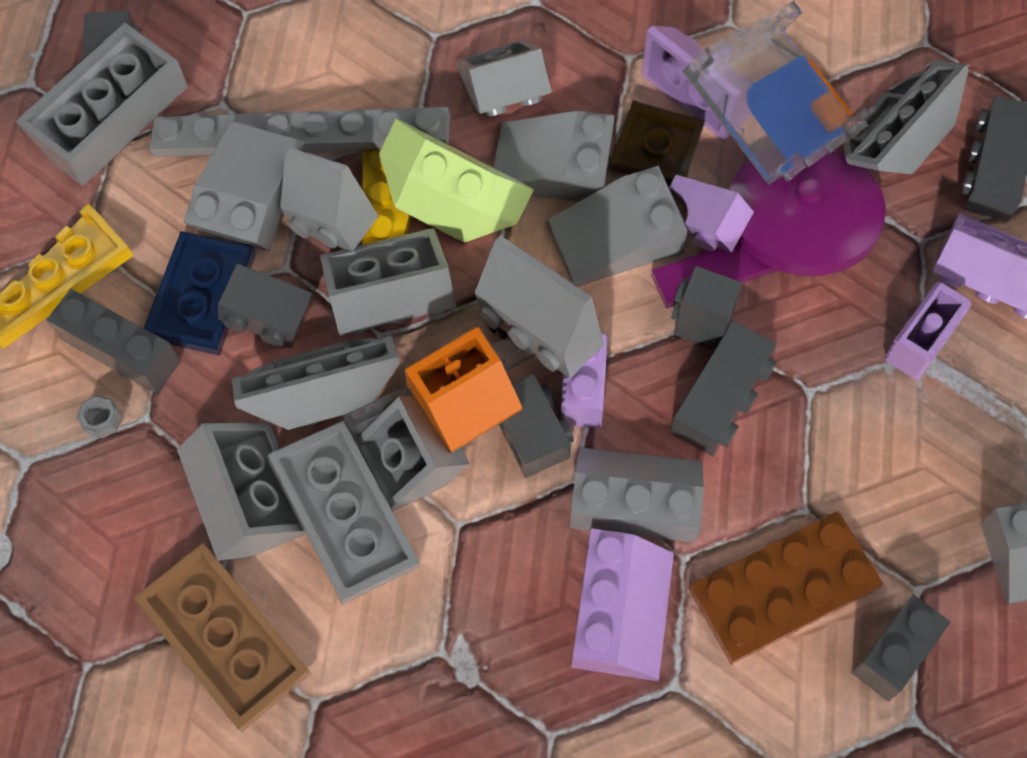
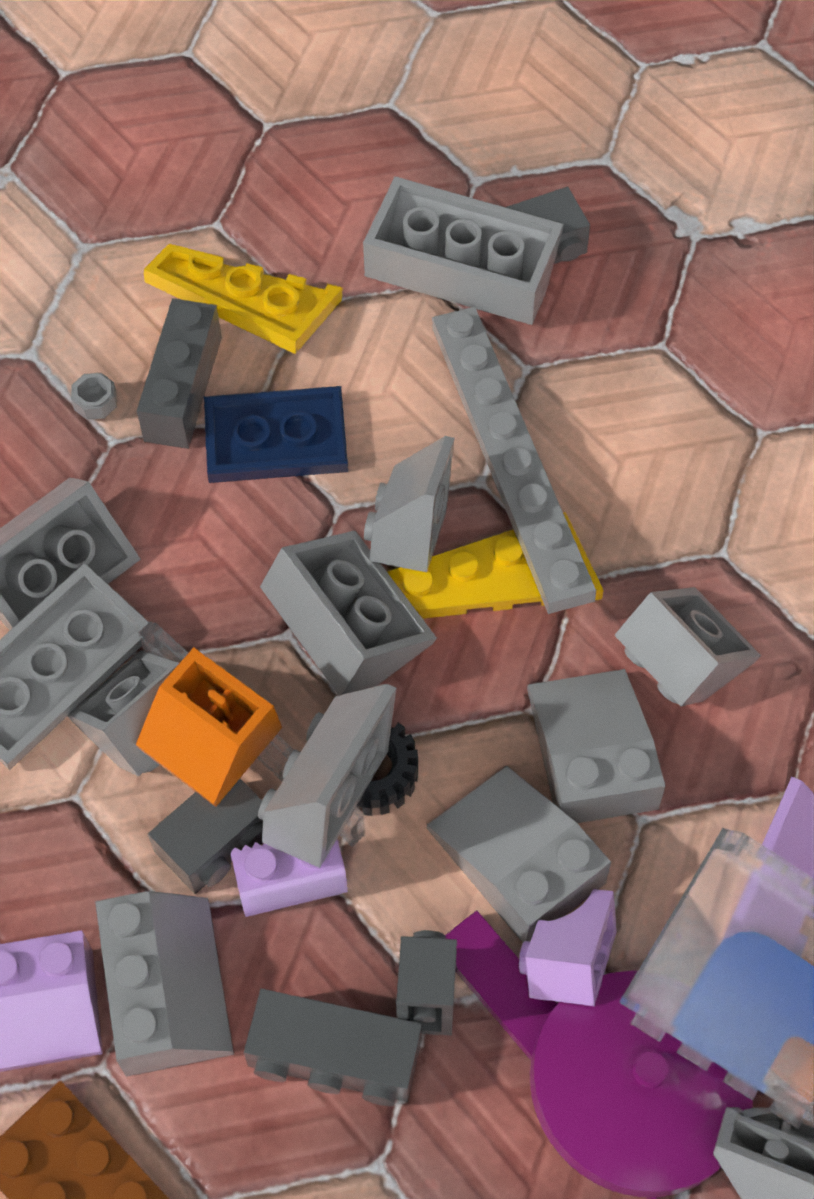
camera: 70 degrees right, 5 degrees down
(242, 187) = (397, 412): light grey slope -> none
(264, 306) = (266, 497): dark grey brick -> none
(317, 382) = (190, 578): light grey wedge -> none
(449, 186) = (497, 635): yellowish green wedge -> none
(657, 139) = (656, 856): dark brown plate -> none

